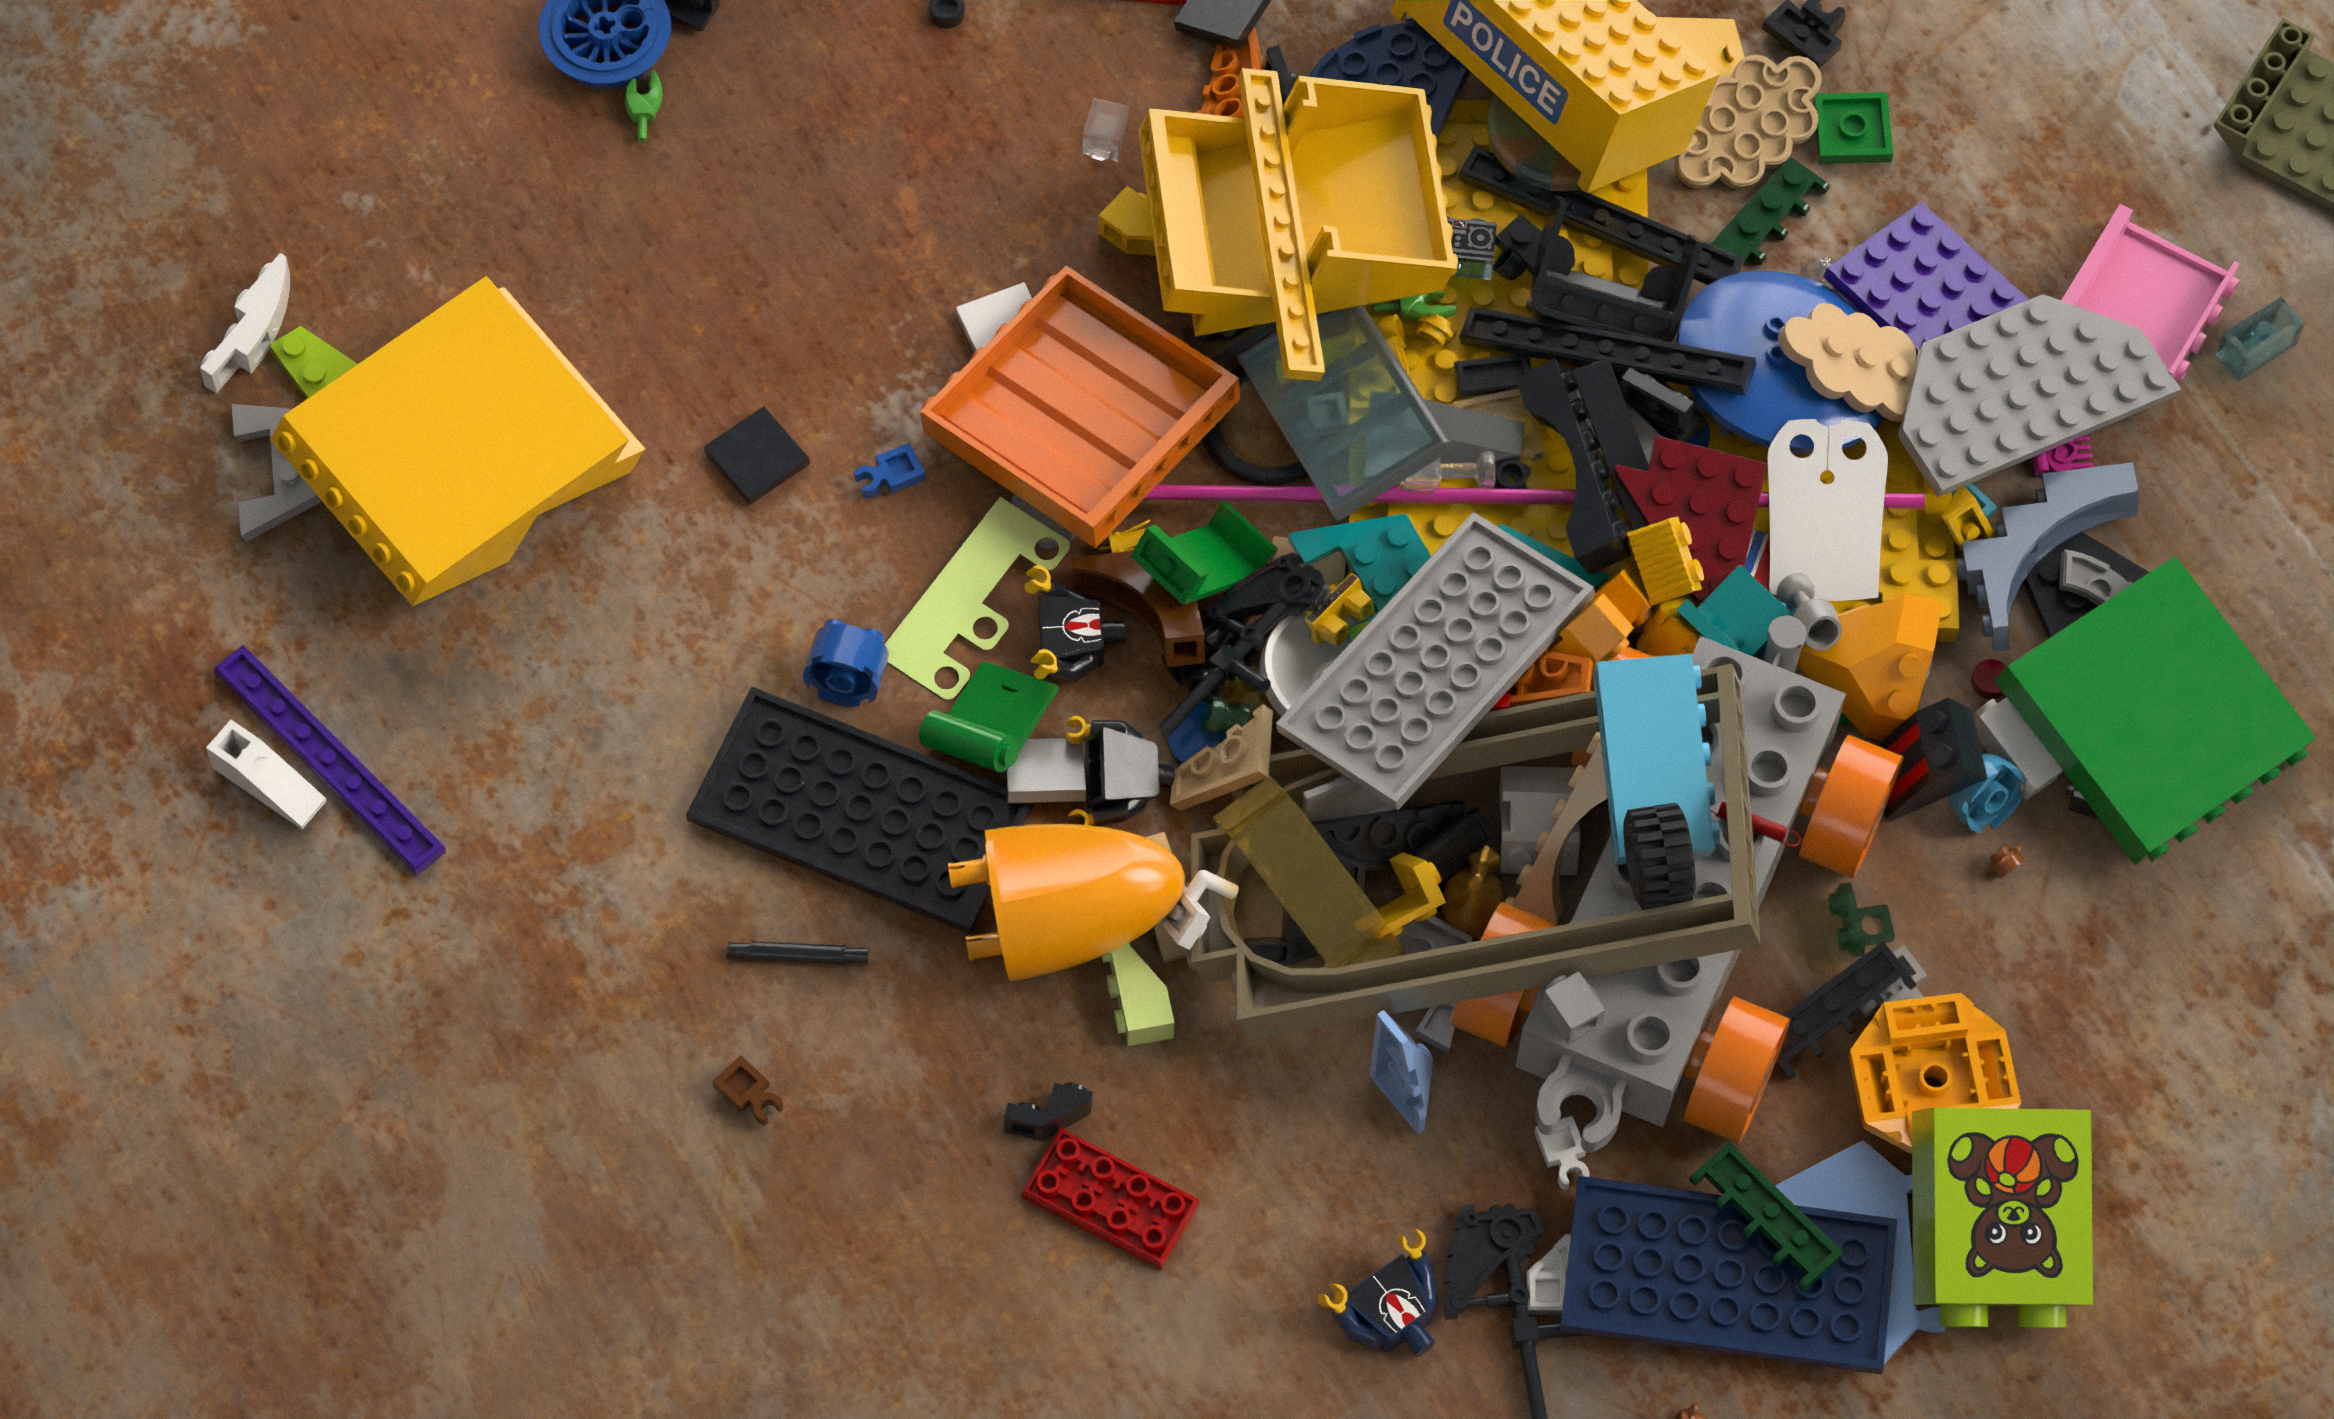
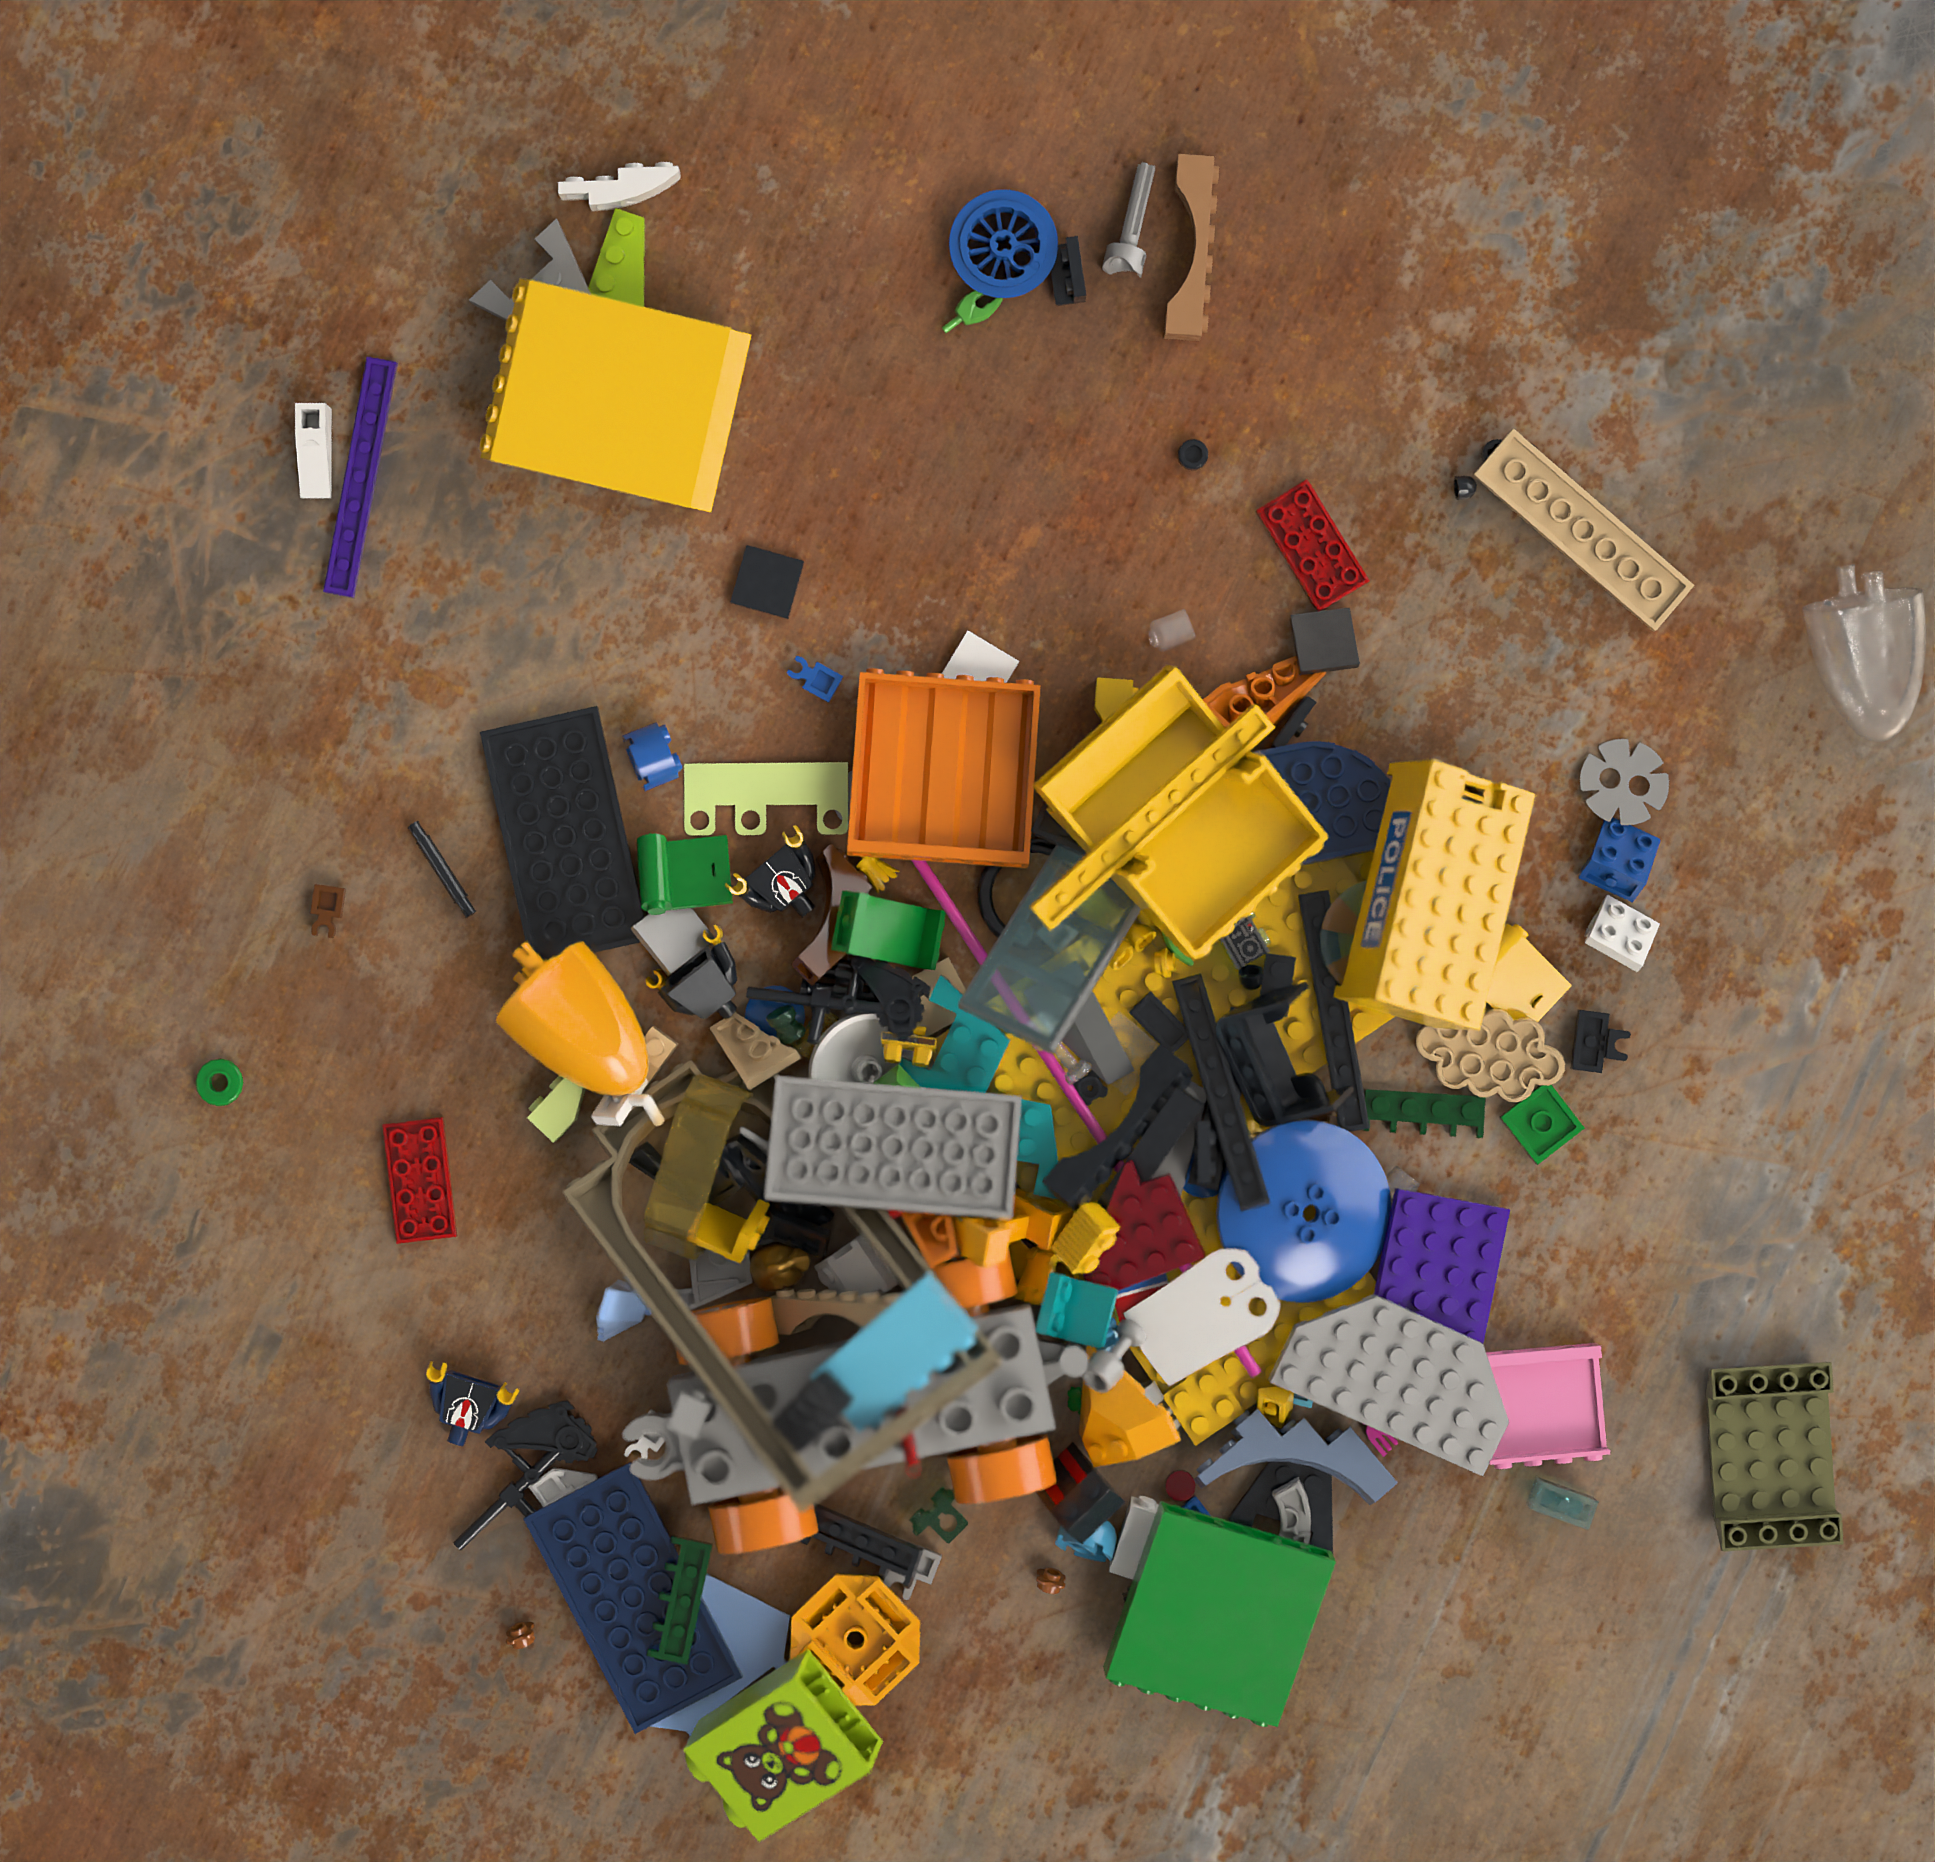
camera: 55 degrees right, 25 degrees up
(841, 1310) = (204, 1082): none -> green piece
(1066, 1106) = (456, 1111): black slope -> none
(1852, 359) = (1329, 1259): tan plate -> none

